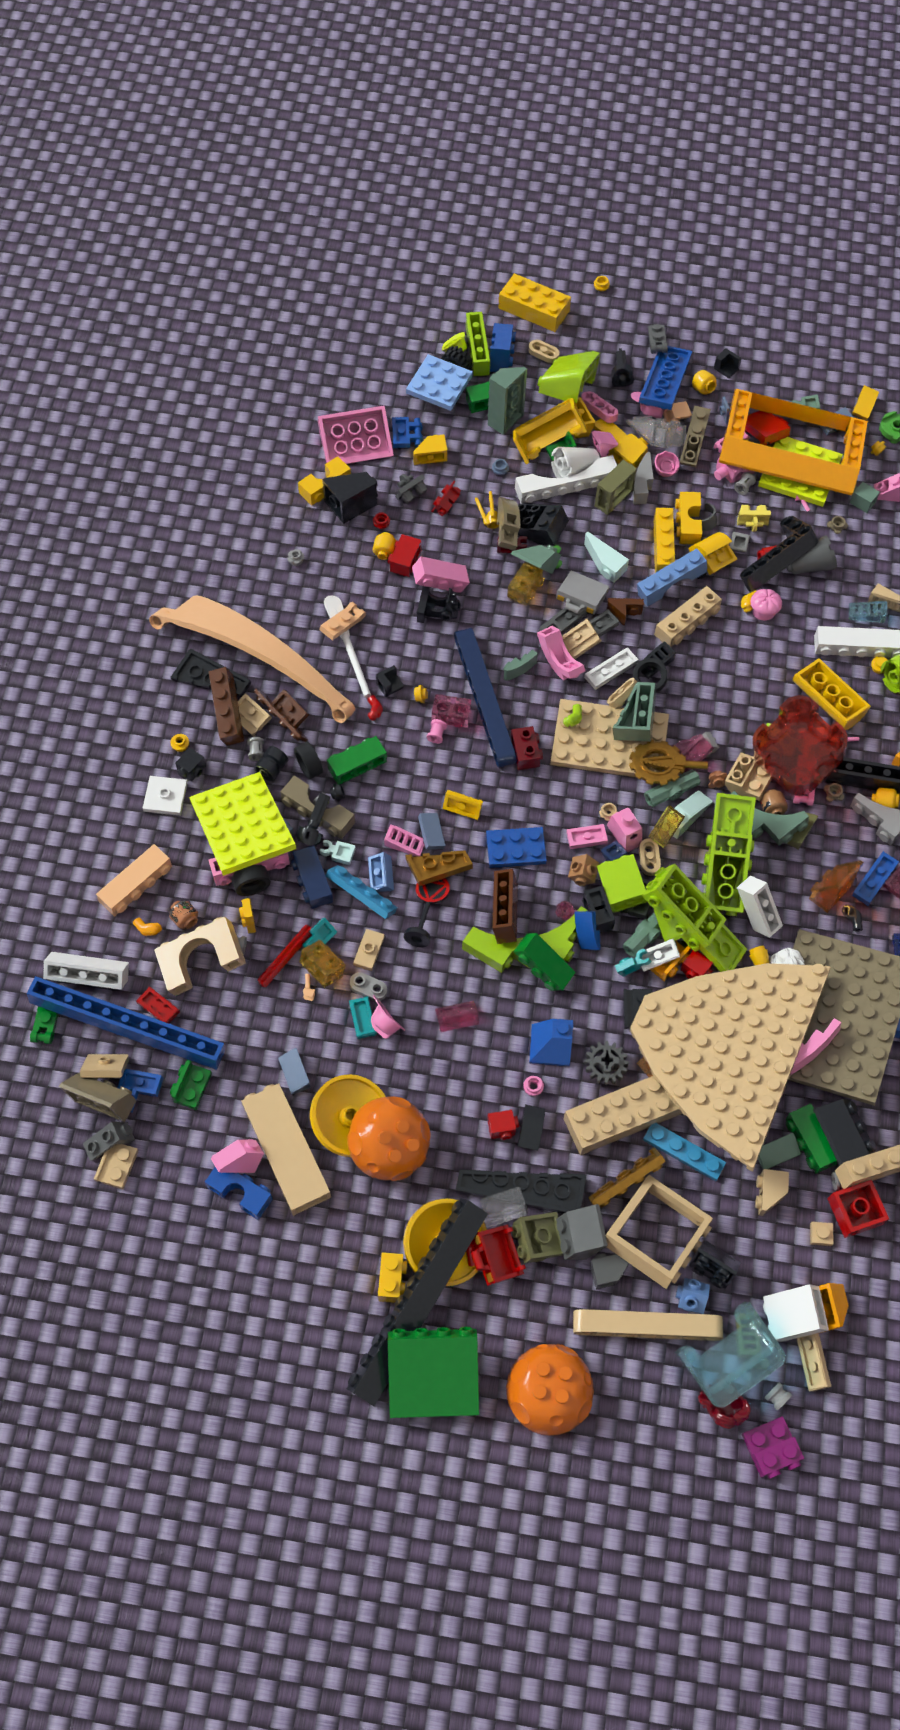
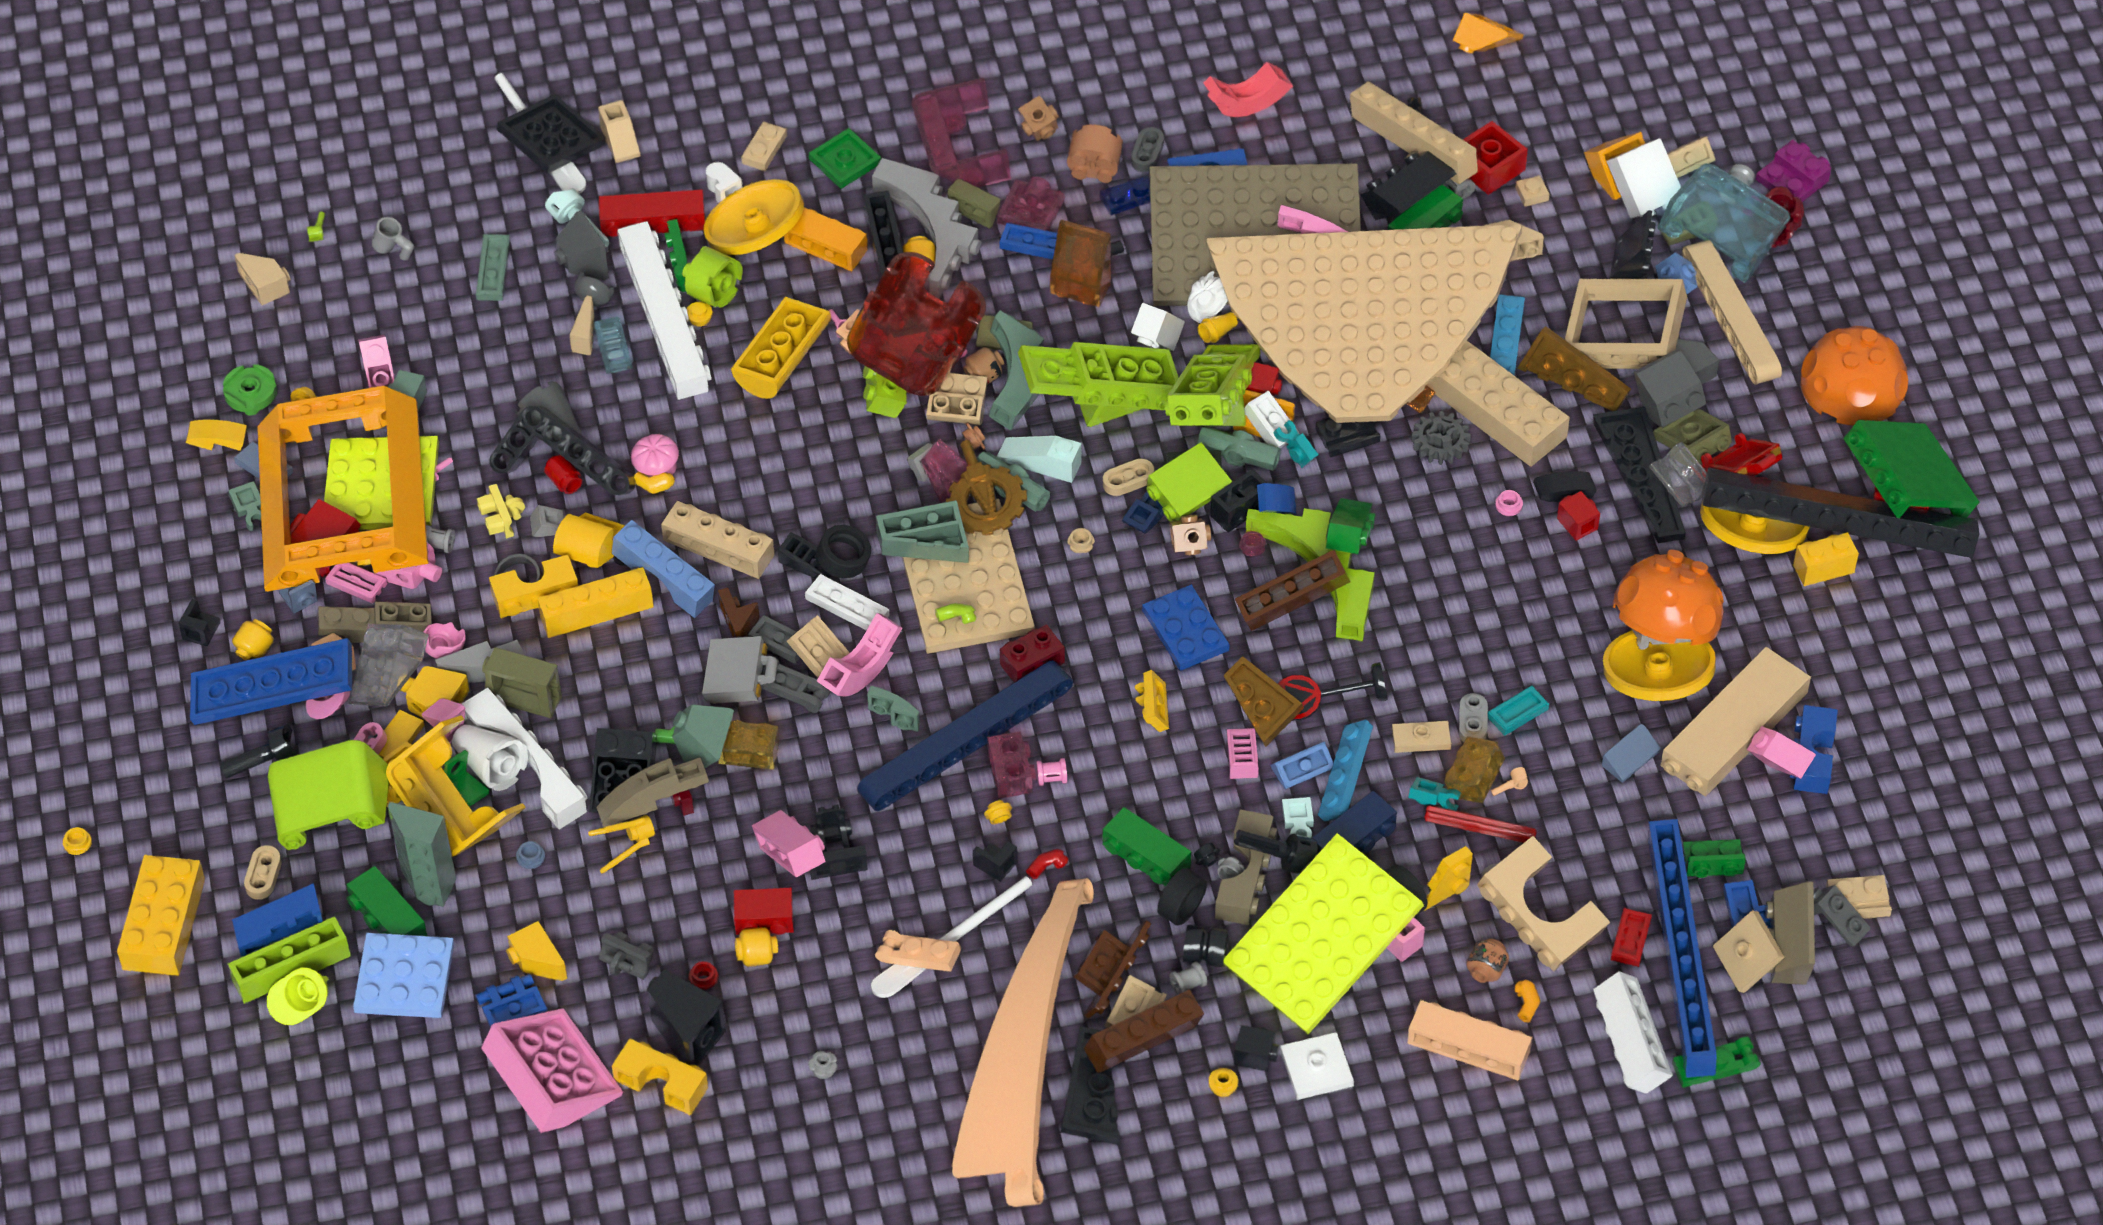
camera: 110 degrees left, 10 degrees down
(383, 1021) = (1517, 674): bright pink piece -> none
(431, 831) = (1211, 725): sand blue tile -> none
(442, 504) = (623, 906): red hinge -> none
(457, 1016) = (1458, 612): clear pink slope -> none
(458, 357) = (343, 973): black tyre -> none
(551, 1042) = (1441, 501): blue slope -> none
(586, 836) = (1132, 552): bright pink plate -> none
(608, 561) = (655, 666): light aqua slope -> none
(618, 698) = (886, 573): tan plate -> none
(625, 826) = (1103, 508): bright pink torso -> none
(657, 338) = (185, 722): dark grey plate -> none
(666, 826) = (1086, 455): clear yellow plate -> none
(837, 524) = (464, 411): dark tan plate -> none

